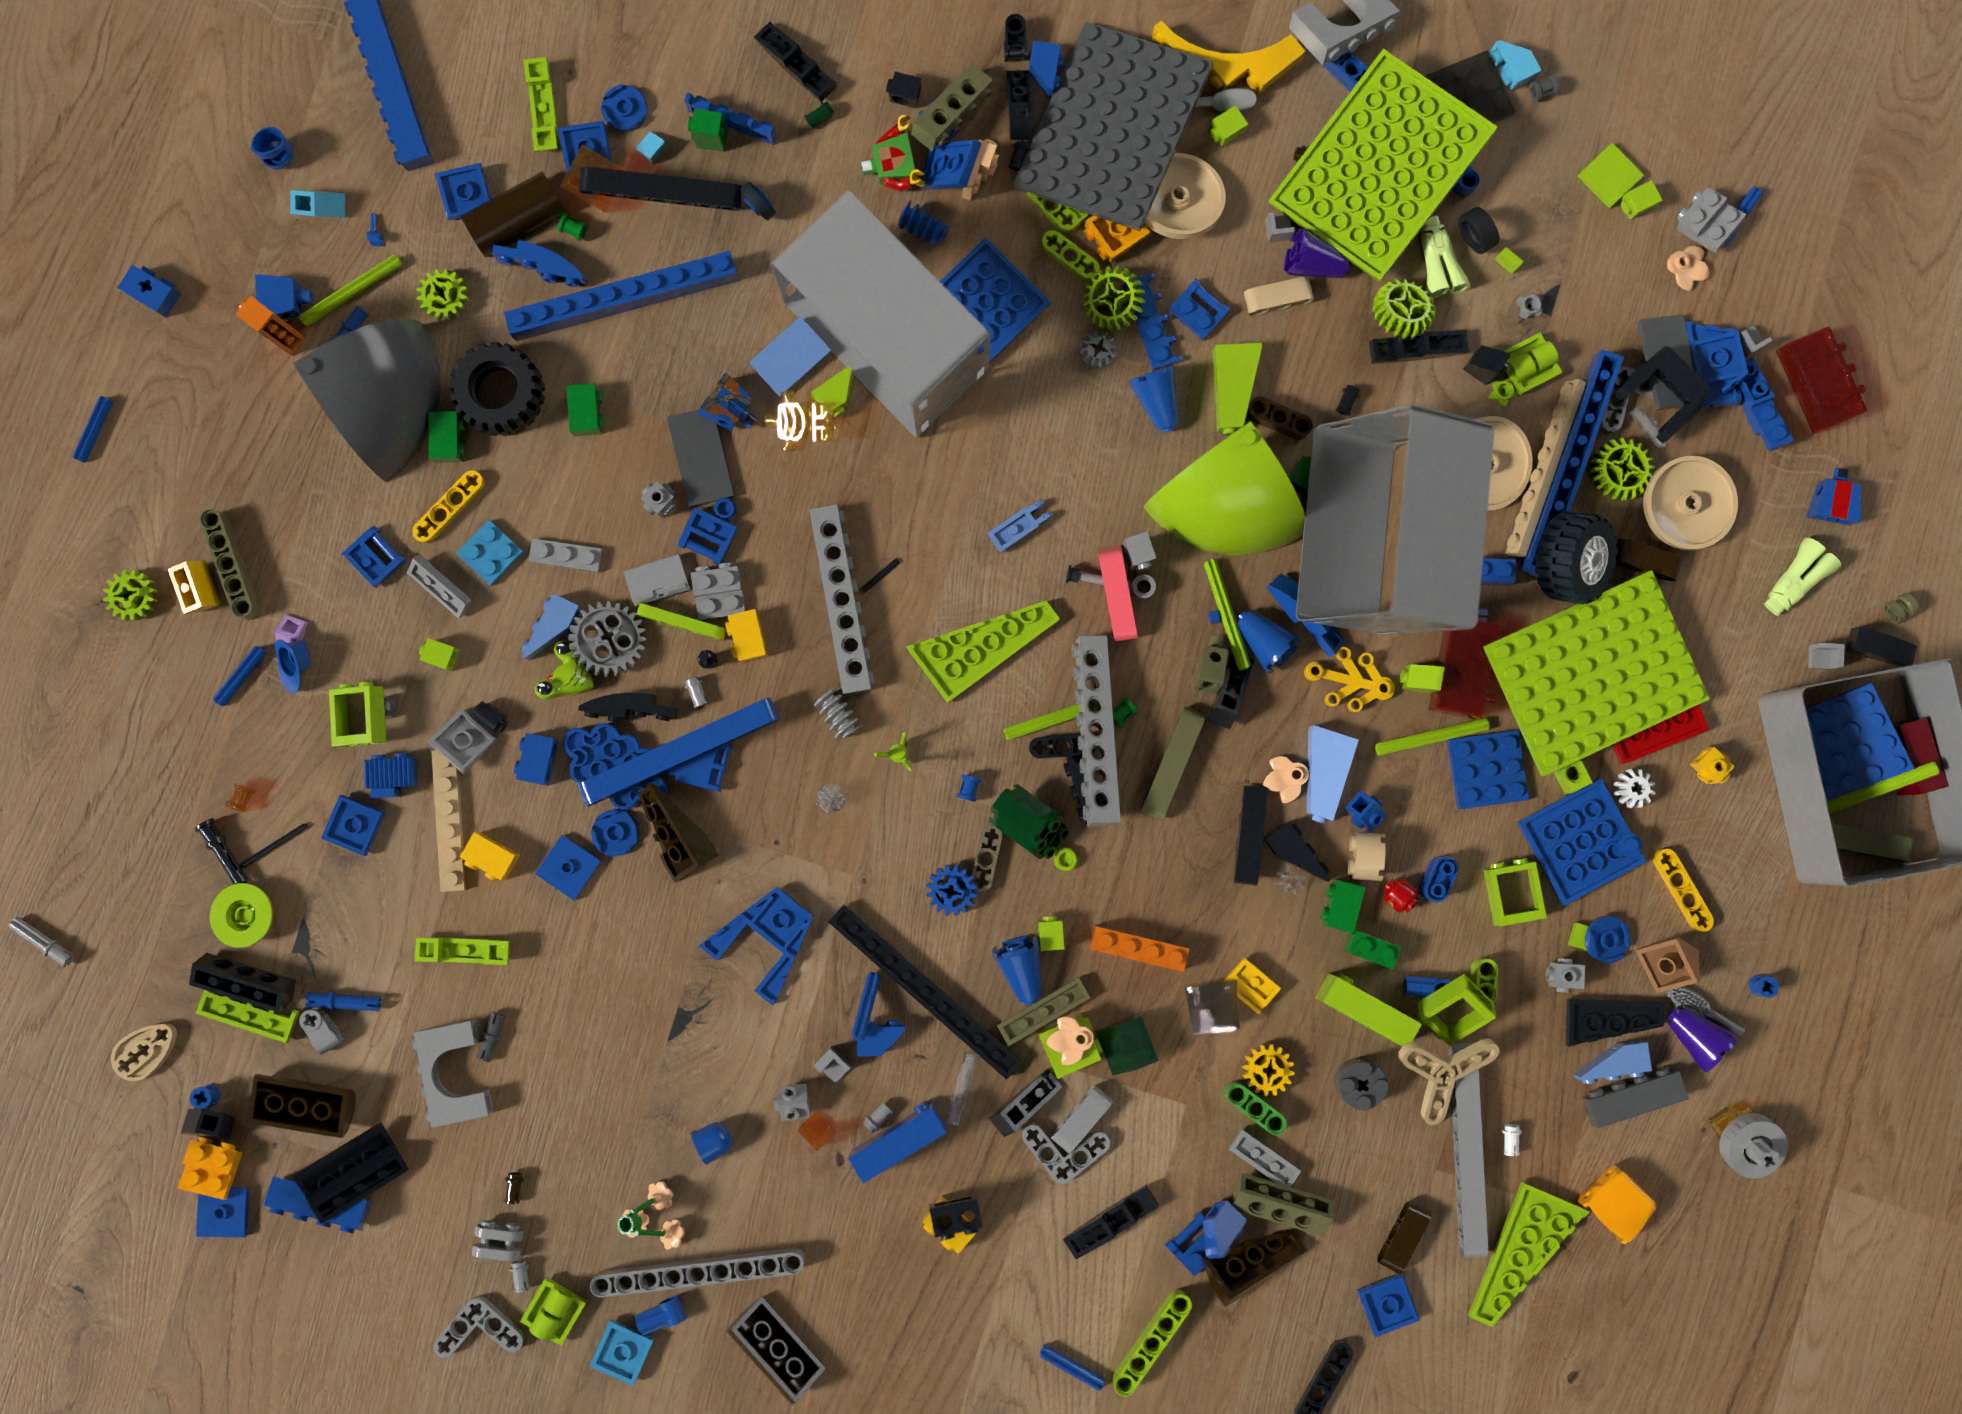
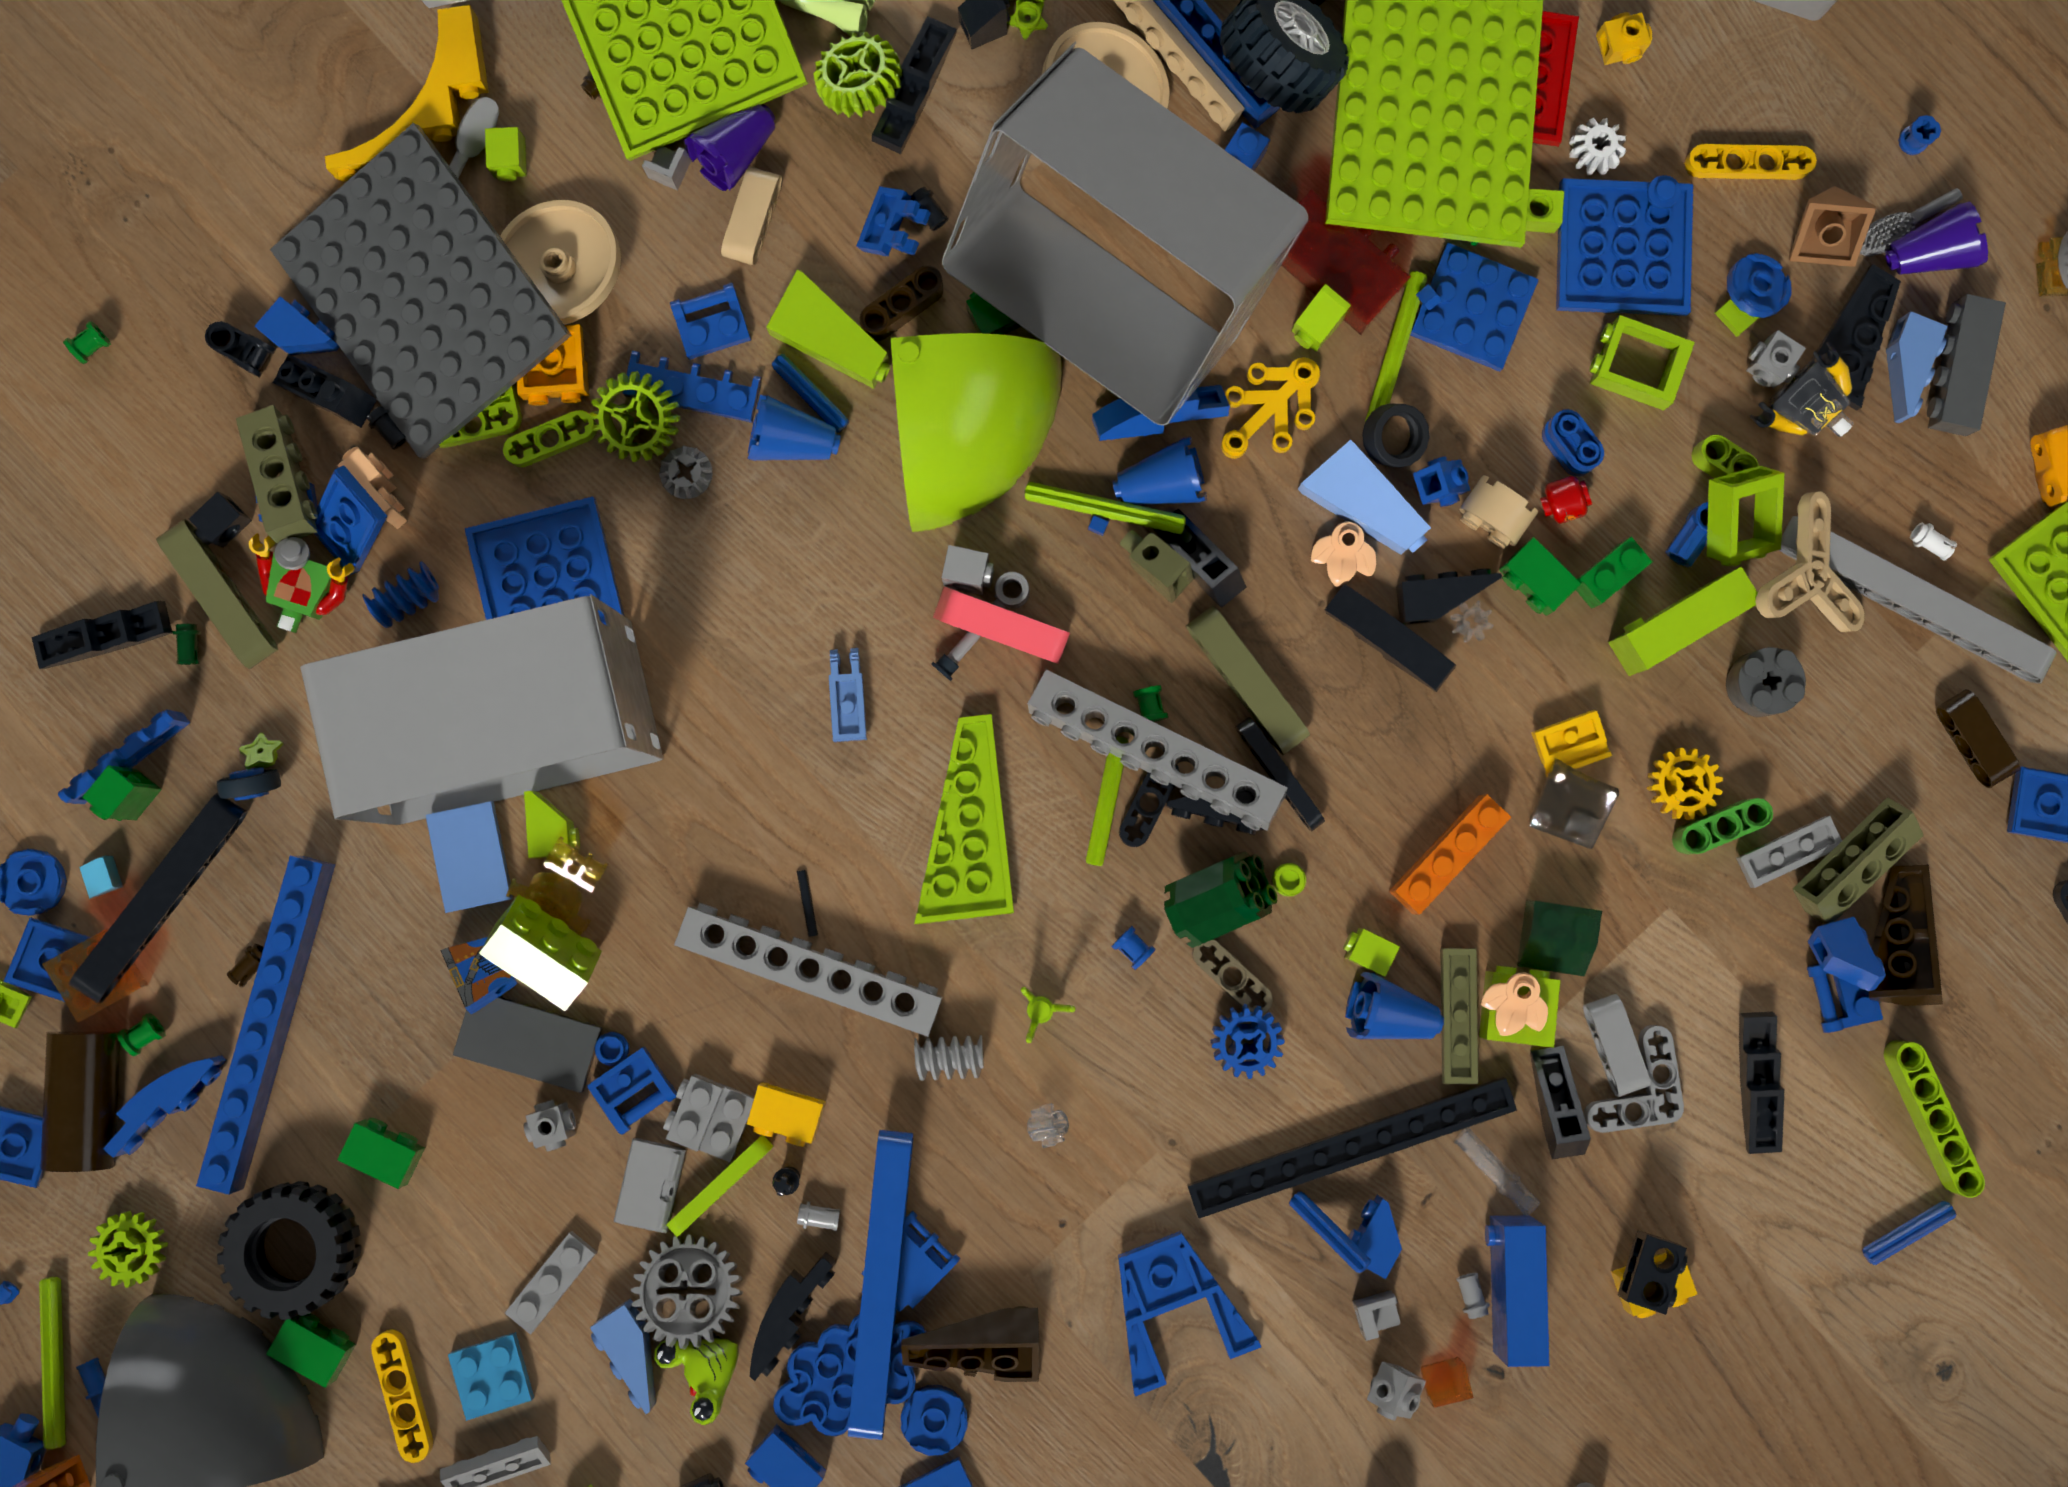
camera: 55 degrees left, 0 degrees up
(648, 264) = (246, 966): none -> dark brown pin
(759, 433) = (541, 952): none -> lime brick
(775, 198) = (264, 759): none -> lime plate
(859, 114) = (217, 594): none -> olive beam
(910, 144) = (292, 553): none -> light grey plate
(1127, 816) = (1280, 773): none -> black beam
(1191, 395) = (810, 392): none -> blue axle
(1324, 377) = (884, 220): none -> blue plate
(1383, 782) = (1373, 435): none -> black tyre
(1476, 737) = (1428, 297): none -> blue piece
(1554, 1011) = (1812, 398): none -> torso

